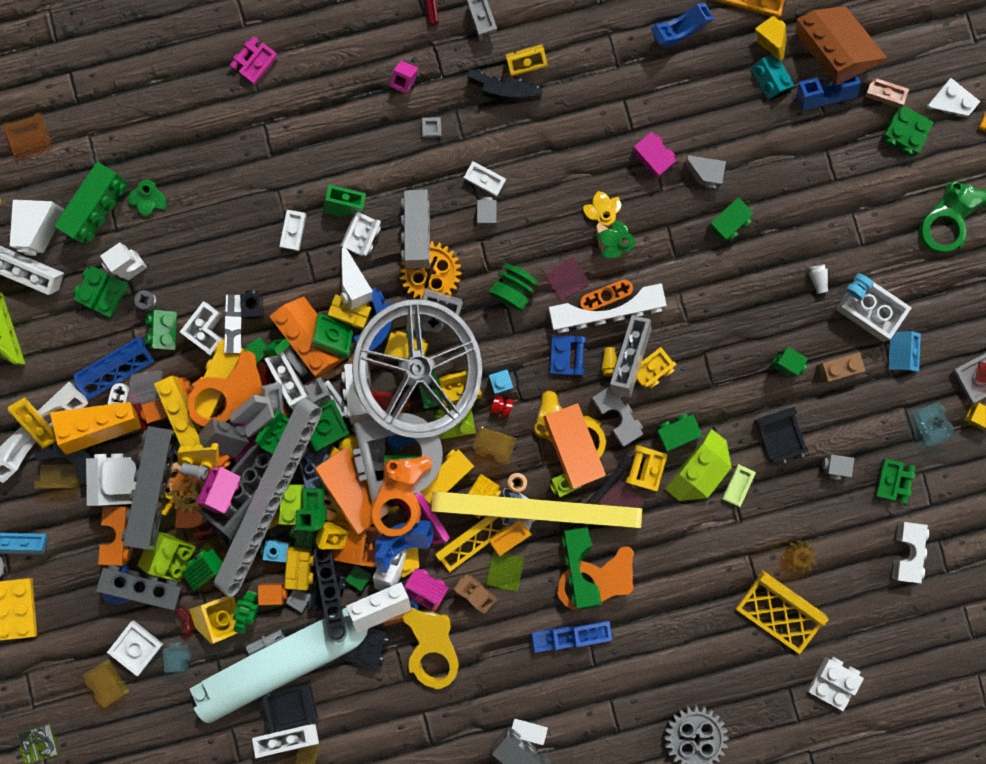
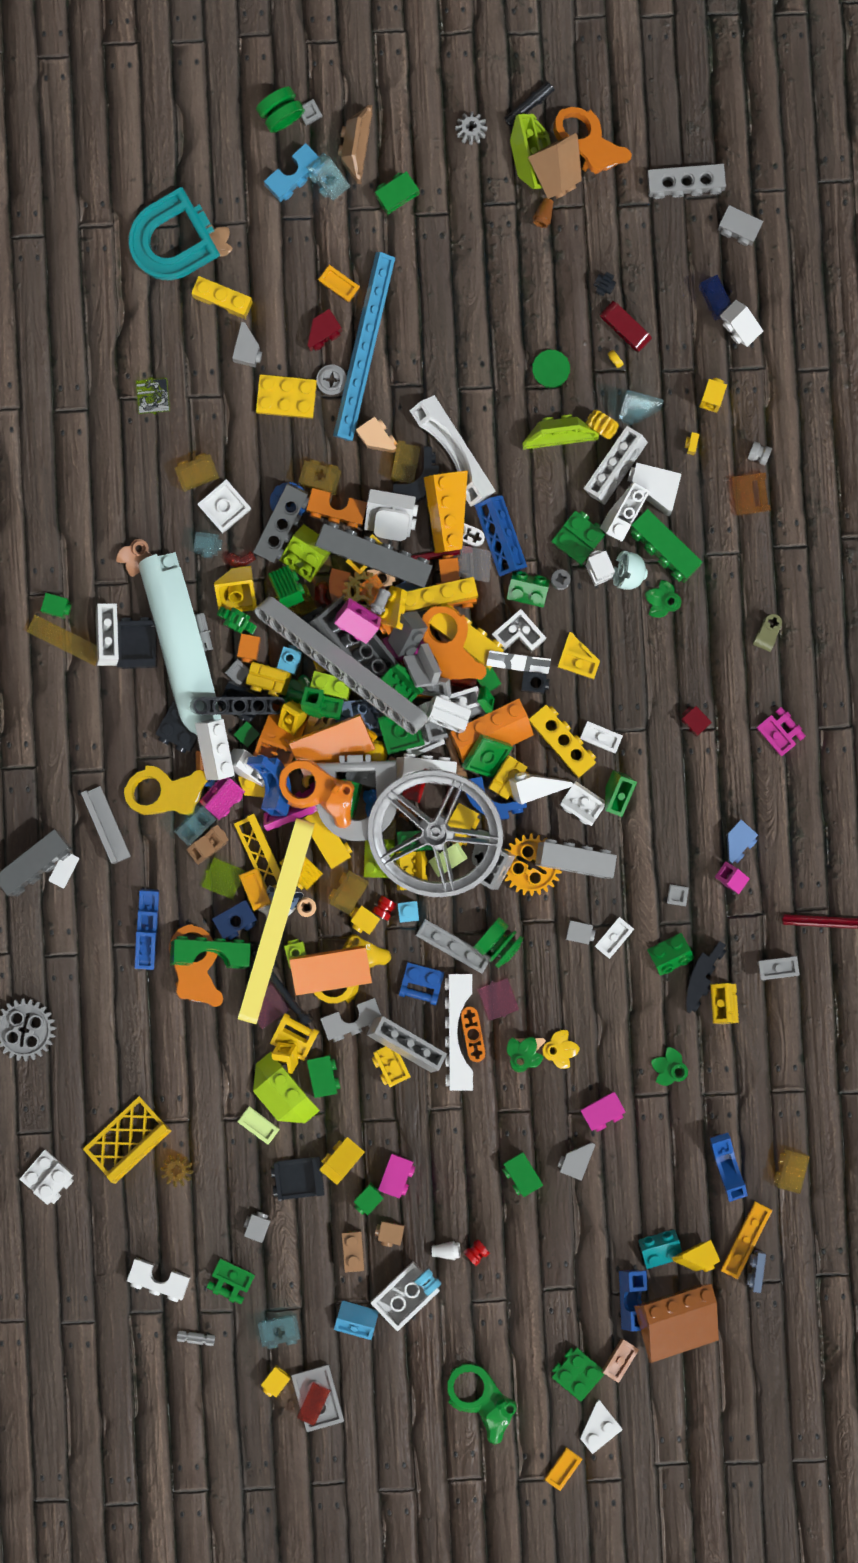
camera: 105 degrees right, 0 degrees up
(33, 422) = (460, 451): yellow tile -> none
(36, 512) = (375, 437): none -> light nougat slope
(62, 248) = (624, 511): none -> white slope
(81, 567) = (310, 480): none -> clear yellow brick
(125, 232) = (630, 571): none -> light aqua cylinder
(161, 90) = (766, 635): none -> olive piece
(204, 731) = (131, 557): none -> nougat plate
(220, 268) = (578, 658): none -> yellow wing
(258, 142) = (695, 720): none -> dark red brick
(296, 379) = (448, 714): none -> white brick
(315, 262) = (539, 722): none -> yellow brick
(366, 79) = (738, 840): none -> medium blue slope
(436, 345) = (455, 854): none -> yellowish green tile
(459, 611) = (194, 825): none -> clear light blue brick
(476, 699) = (106, 825): none -> light grey fence
(489, 122) = (671, 954): none -> green bracket
(518, 424) = (363, 920): none -> yellow brick
(525, 332) = (453, 946): none -> light grey tile
(549, 561) = (223, 921): none -> dark blue brick
(596, 104) = (667, 1065): none -> green plate
(609, 361) = (407, 1022): yellow cone -> none
(665, 472) = (286, 1054): none -> yellow panel
(757, 396) = (342, 1160): none -> yellow brick
(759, 341) = (396, 1176): none -> dark pink brick
(815, 249) = (476, 1252): none -> red wheel
(815, 336) = (389, 1233): none -> medium nougat brick
(957, 503) = (195, 1338): none -> light grey axle

